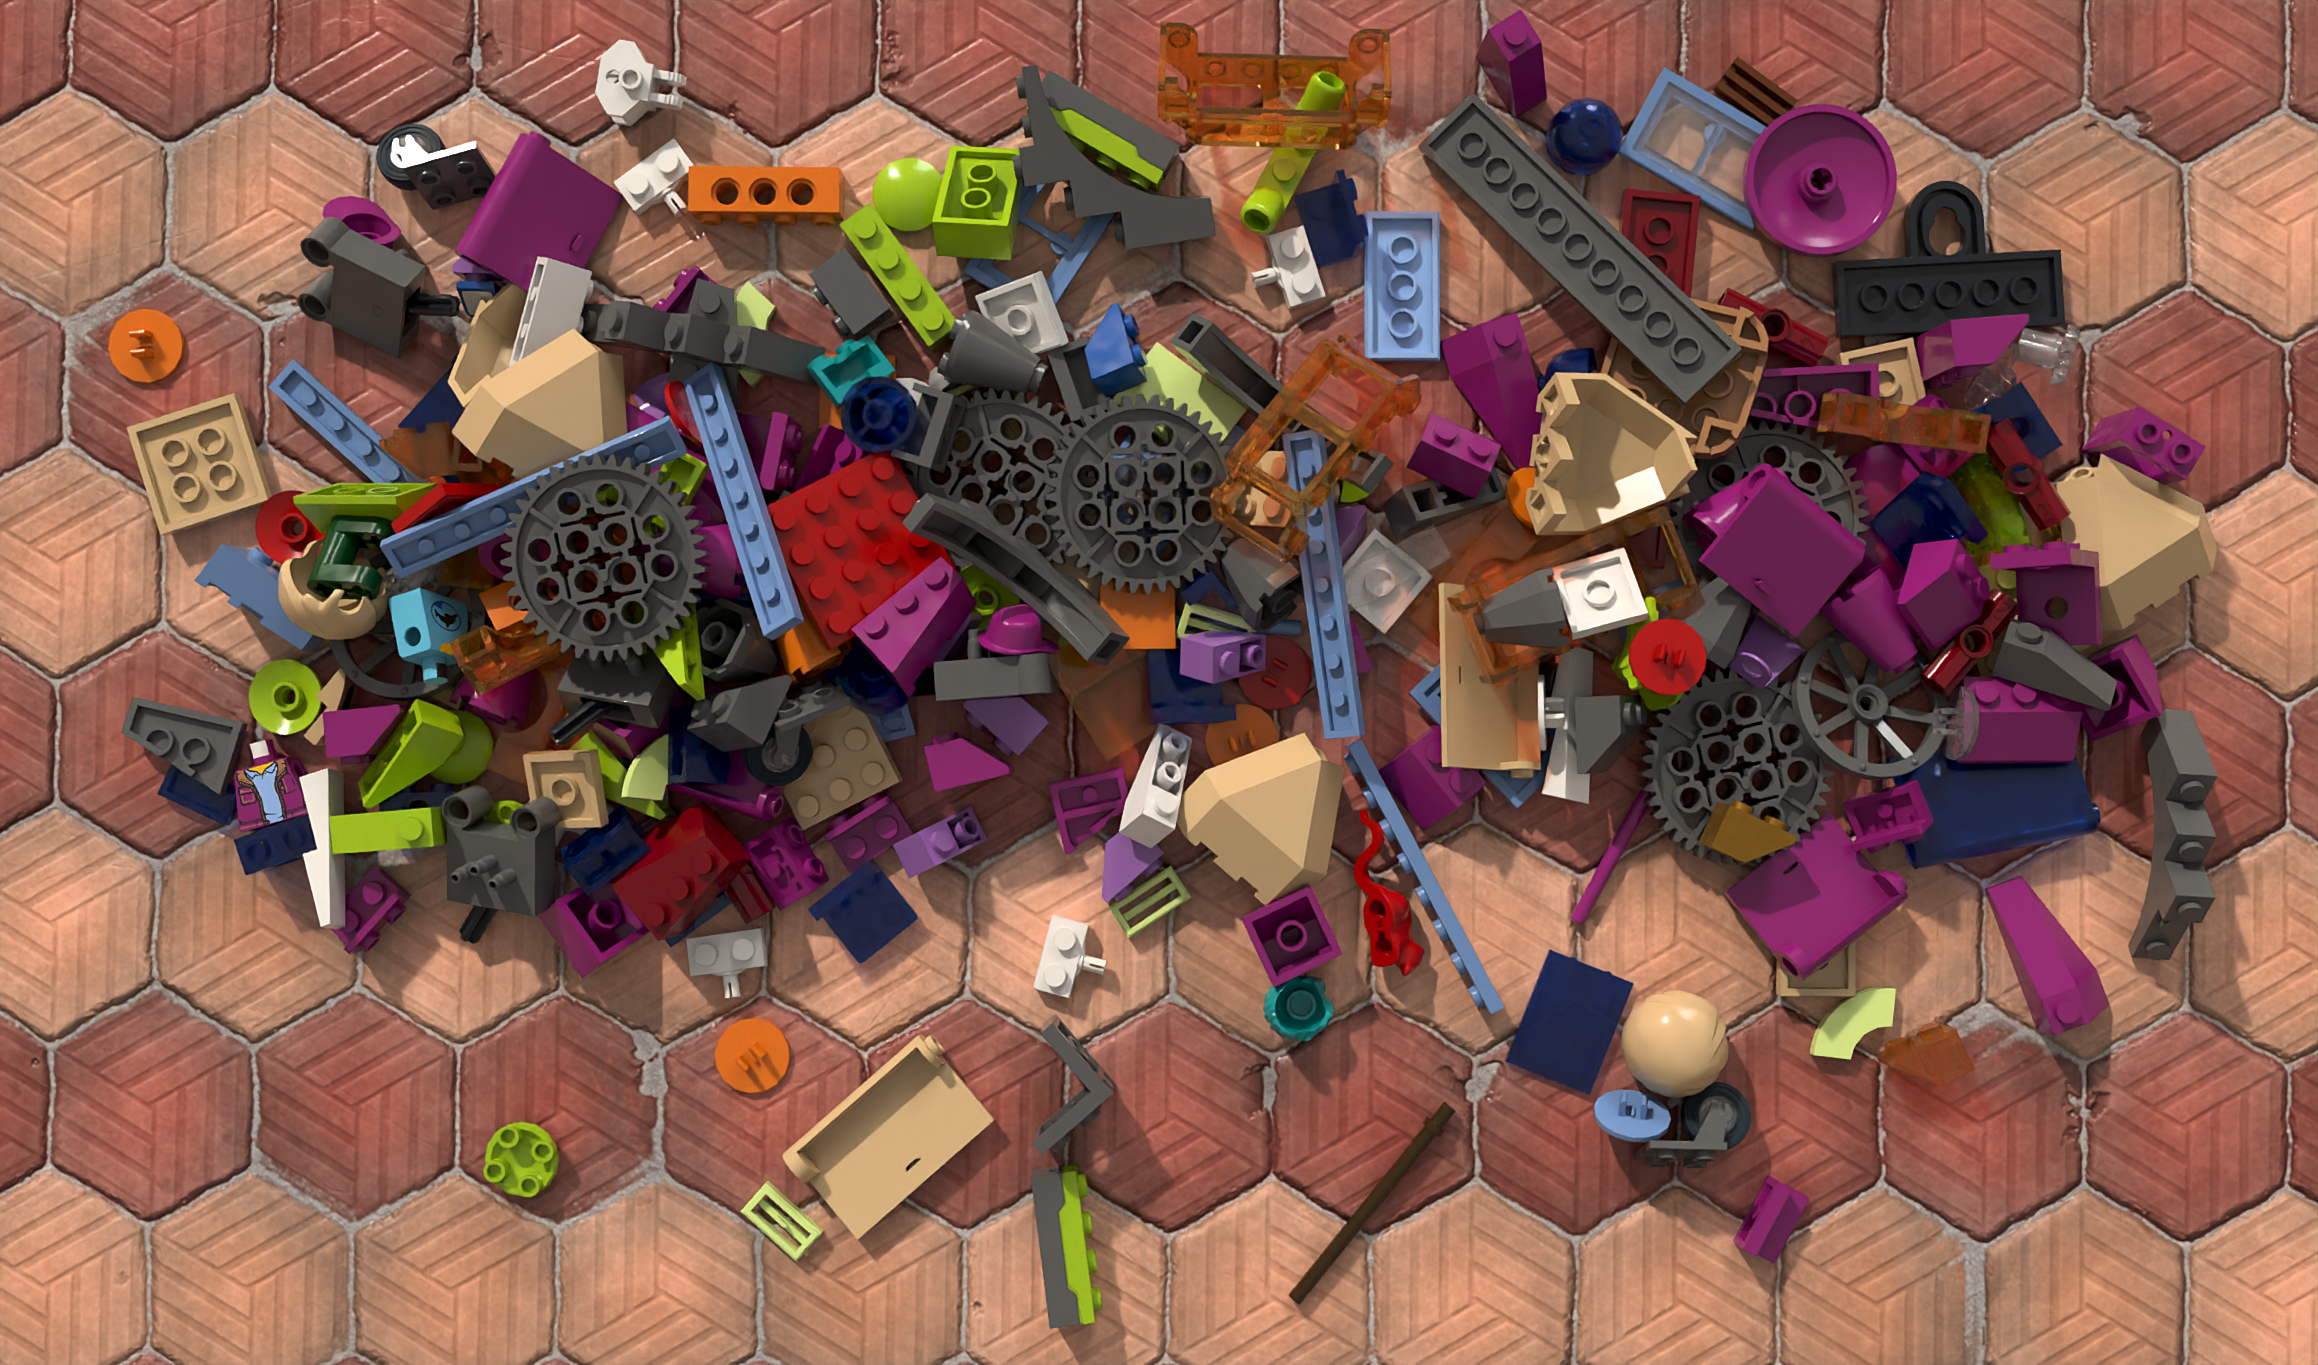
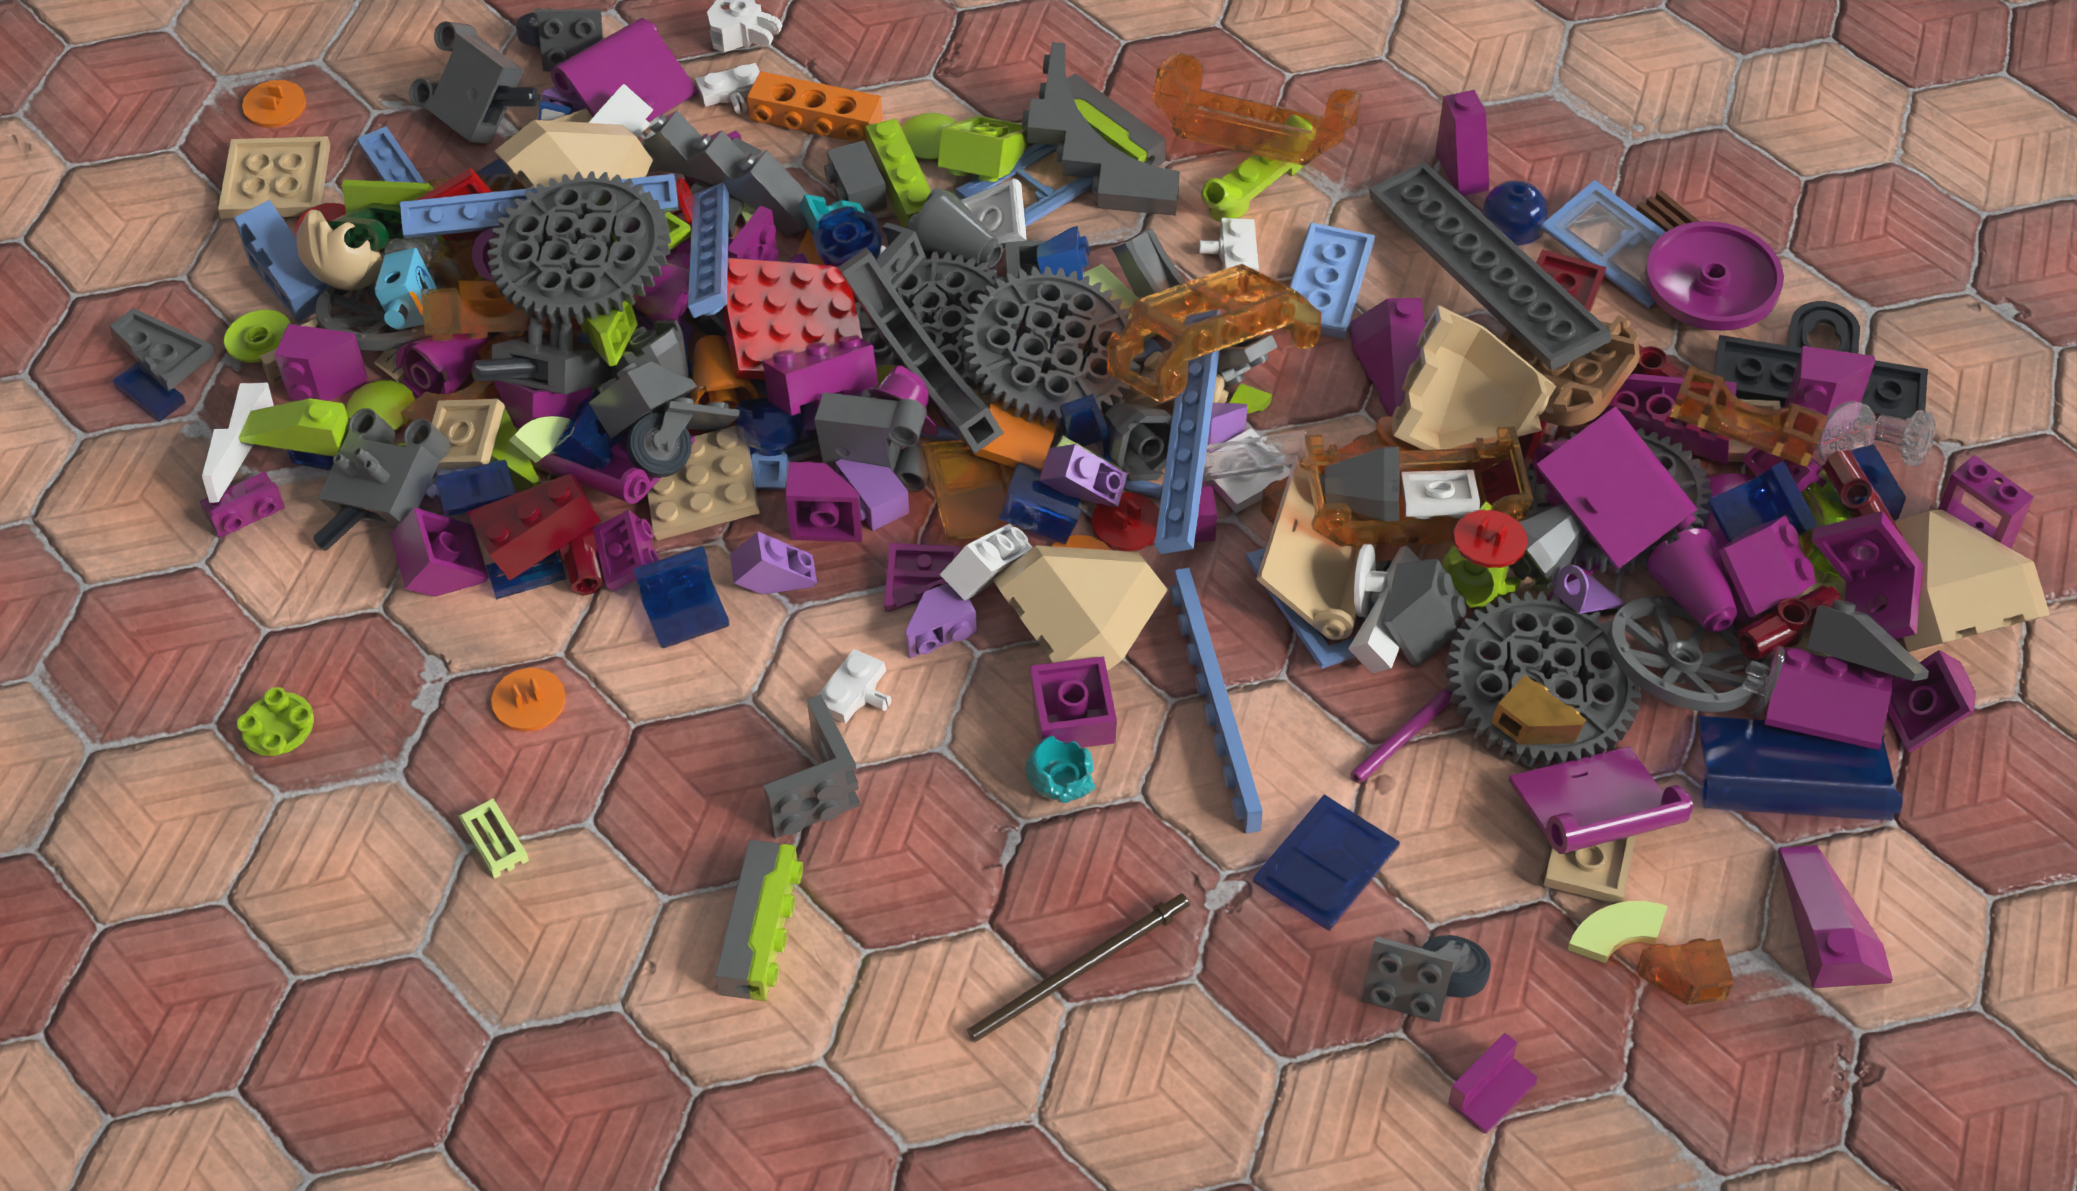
camera: 20 degrees right, 35 degrees down
(269, 790) = (206, 397): torso -> none
(276, 845) = (188, 431): clear blue brick -> none
(413, 750) = (353, 378): lime slope -> none
(727, 956) = (542, 613): white plate -> none
(868, 832) = (717, 536): magenta bracket -> none
(898, 1115) = (626, 786): tan door -> none
(1175, 884) = (951, 669): yellowish green tile -> none
(1332, 221) = (1278, 220): clear blue bracket -> none
(1386, 912) = (1172, 717): red animal -> none
(1422, 782) = (1248, 623): magenta slope -> none
(1432, 503) = (1300, 411): dark grey slope -> none
(1453, 455) = (1338, 379): magenta slope -> none
(1631, 1115) = (1358, 927): medium blue piece -> none
(1675, 1043) = (1426, 886): tan piece -> none
(1888, 816) = (1685, 746): magenta bracket -> none
(2183, 834) = (1971, 838): dark grey arch -> none

